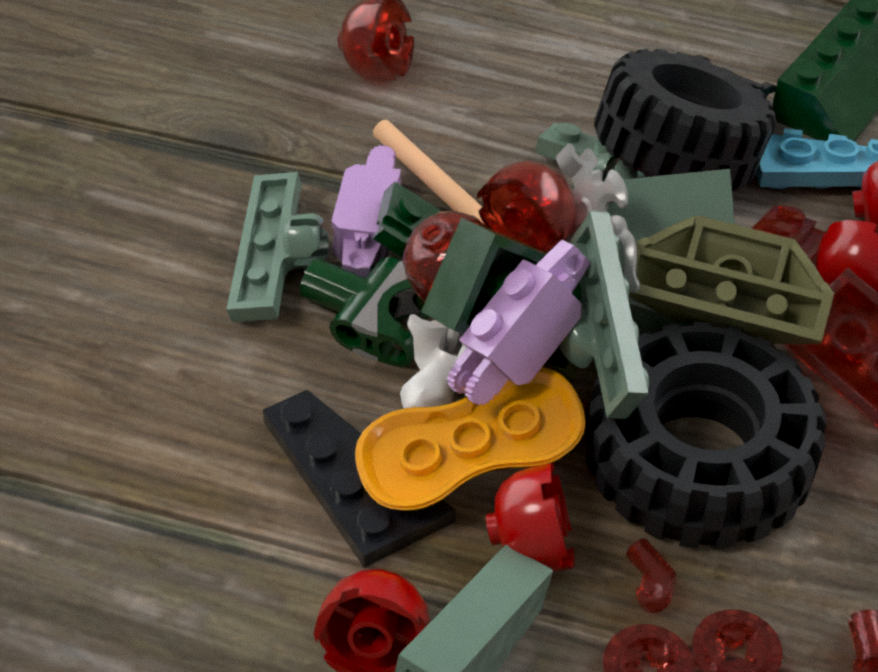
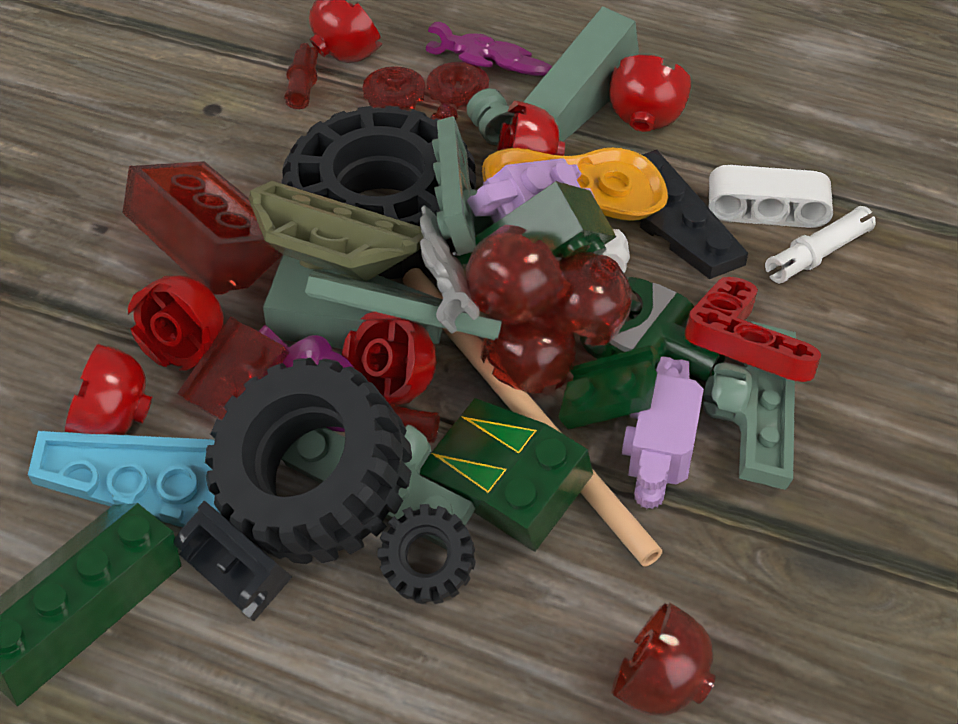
camera: 175 degrees left, 0 degrees up
(190, 417) = (808, 251): none -> white pin
(224, 486) = (770, 196): none -> white beam
(302, 287) = (721, 327): none -> red beam
(488, 139) = (510, 469): none -> dark green slope
(566, 96) = (404, 532): none -> black tyre
(587, 590) = (488, 111): none -> sand green wheel

